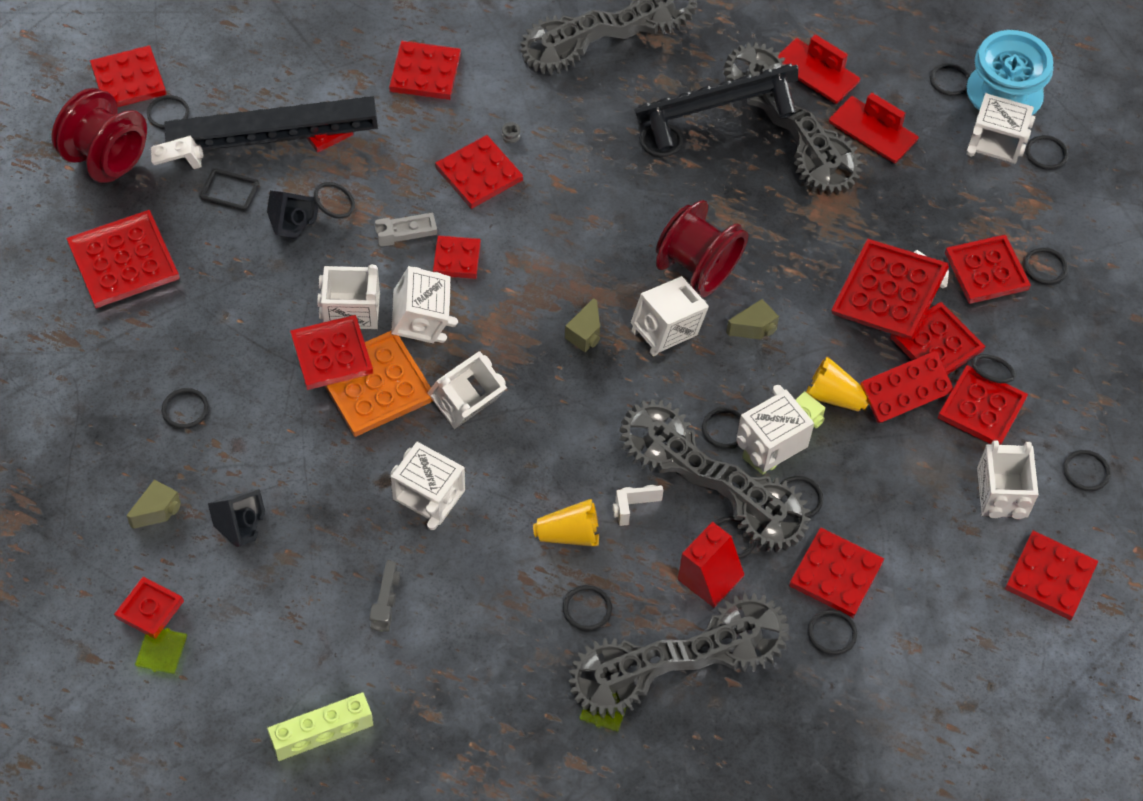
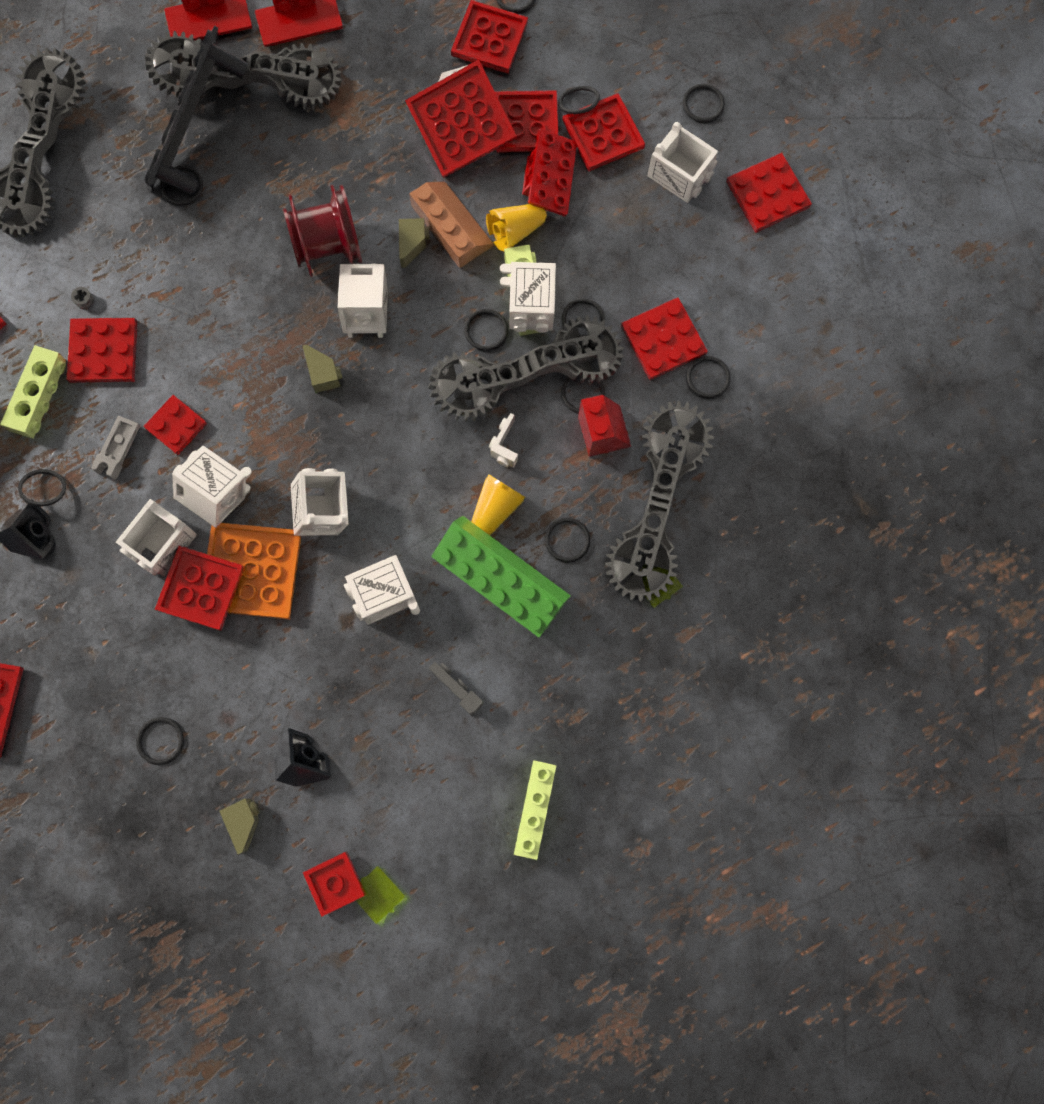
camera: 55 degrees left, 20 degrees up
(407, 147) = (30, 381): none -> yellowish green brick
(509, 567) = (500, 576): none -> bright green brick
(796, 341) = (450, 222): none -> nougat slope

